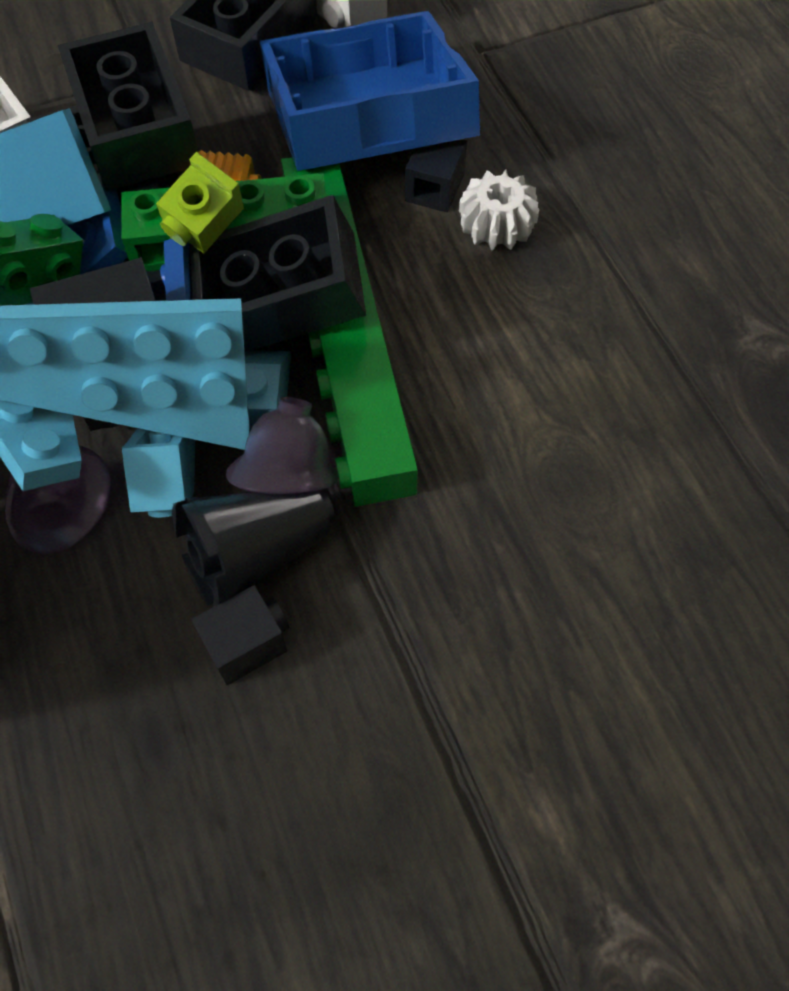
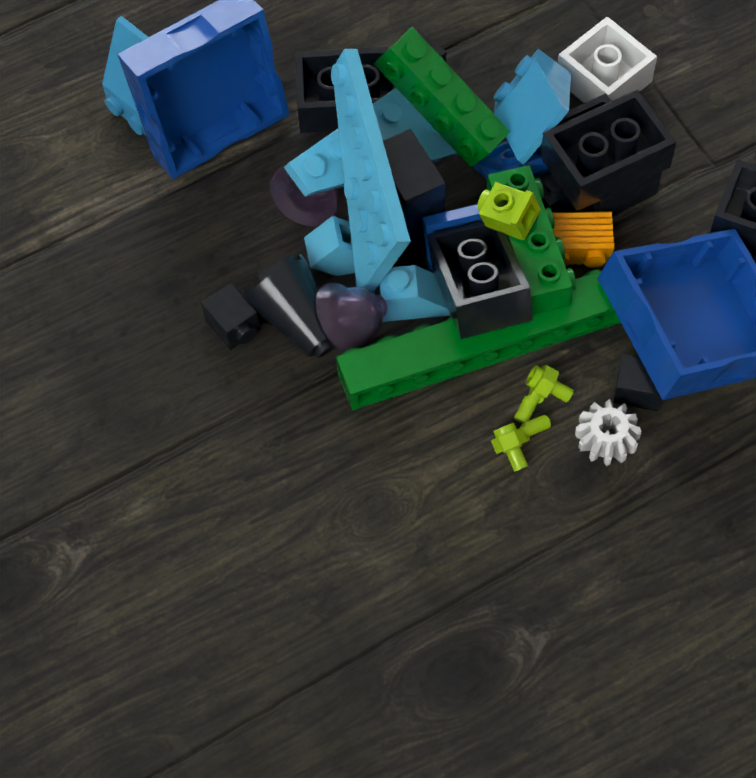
camera: 85 degrees right, 0 degrees up
(420, 265) = (541, 382): none -> lime piece
(495, 307) = (510, 439): none -> lime piece

